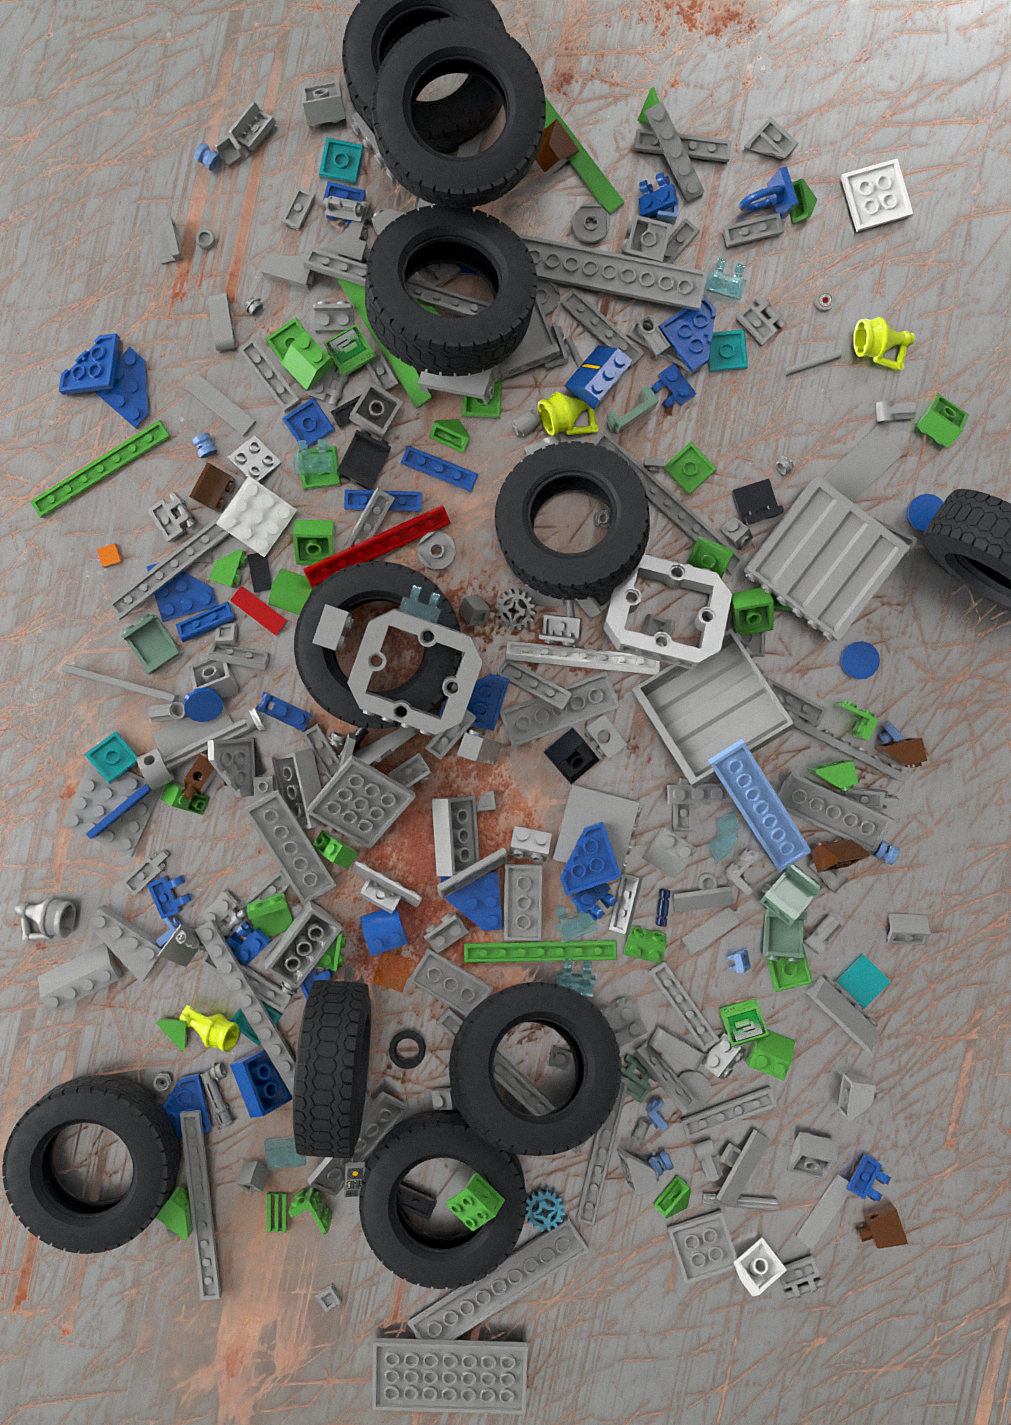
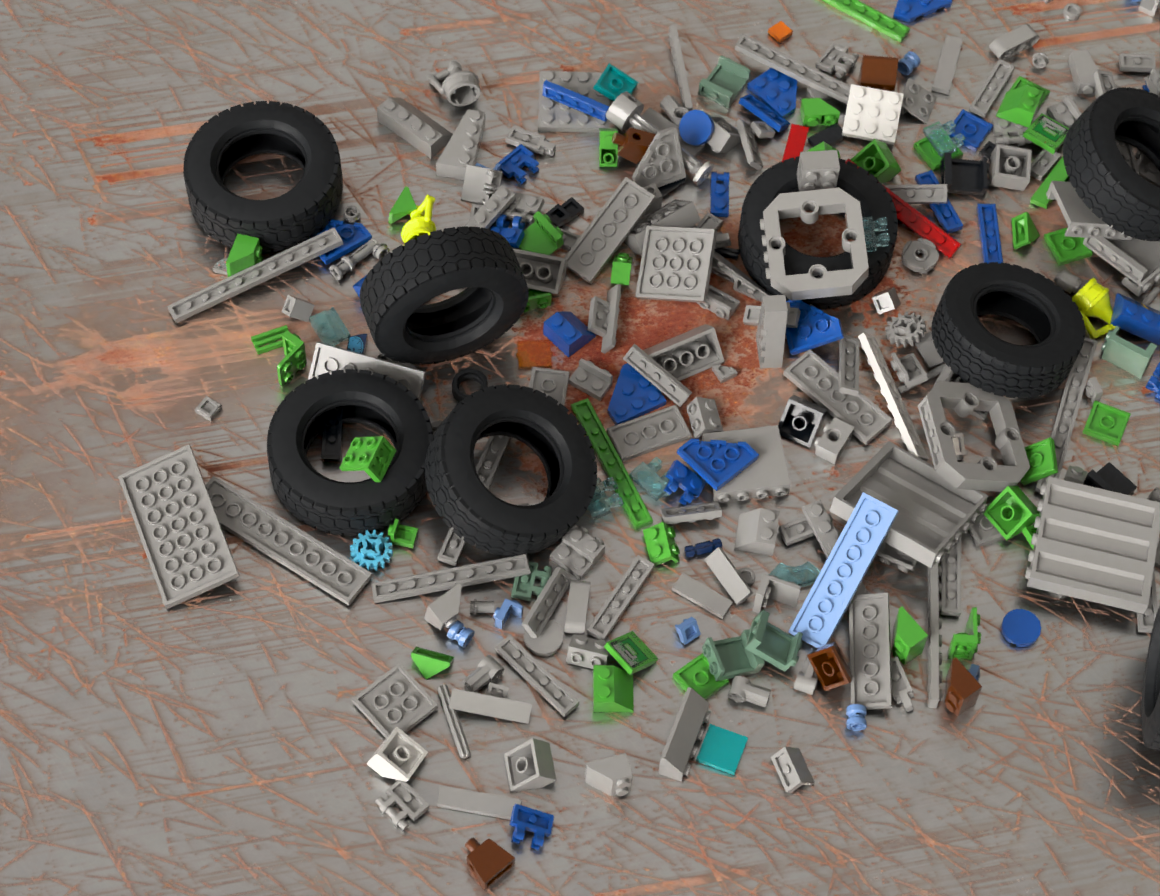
camera: 60 degrees right, 30 degrees down
(245, 874) = (565, 213): none -> black slope
(539, 1175) = (402, 534): none -> bright green bracket

